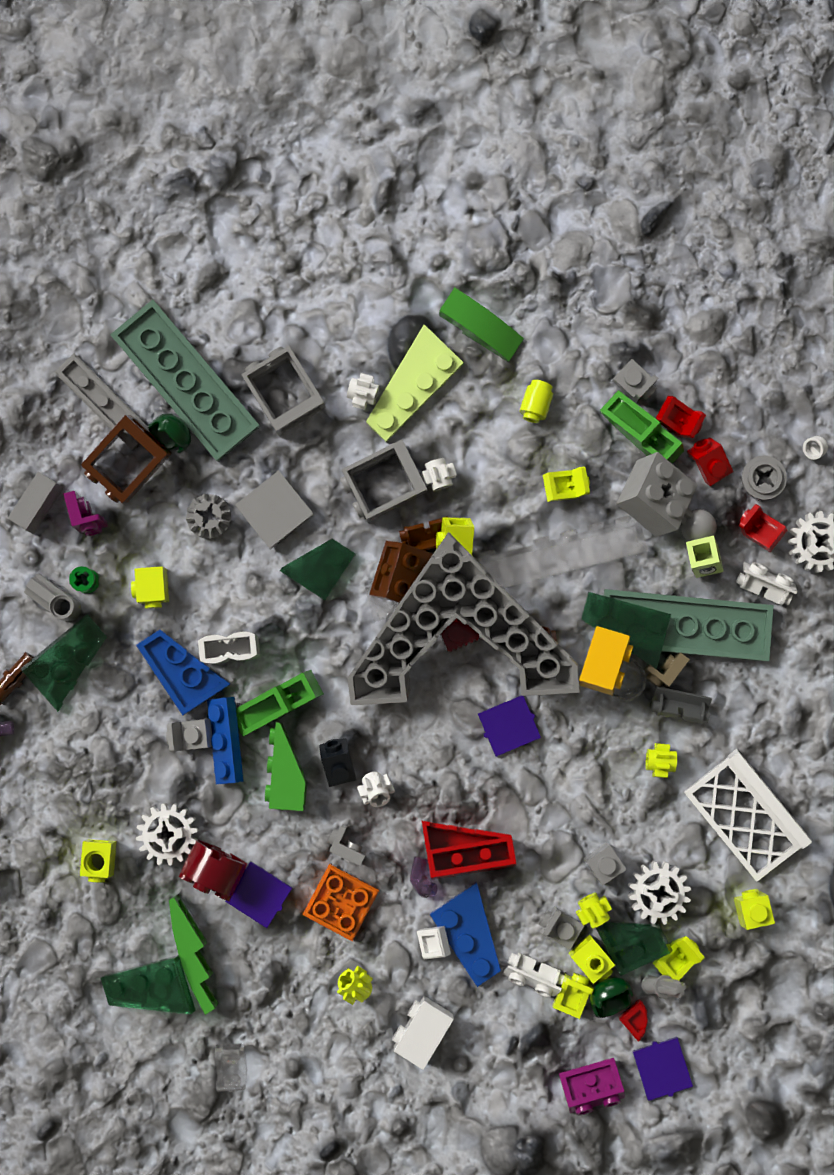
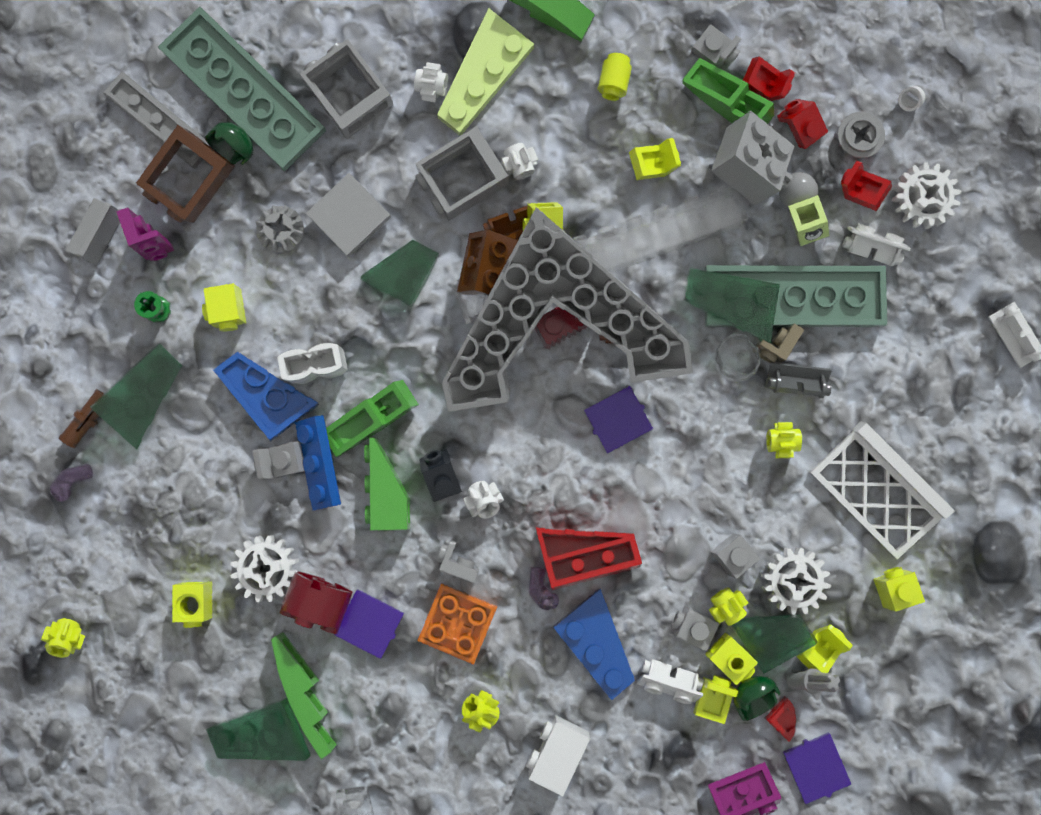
camera: 10 degrees left, 0 degrees up
(52, 597) = (120, 329): light grey piece -> none
(433, 942) = (560, 657): white tile -> none
(605, 661) = (716, 337): yellow brick -> none

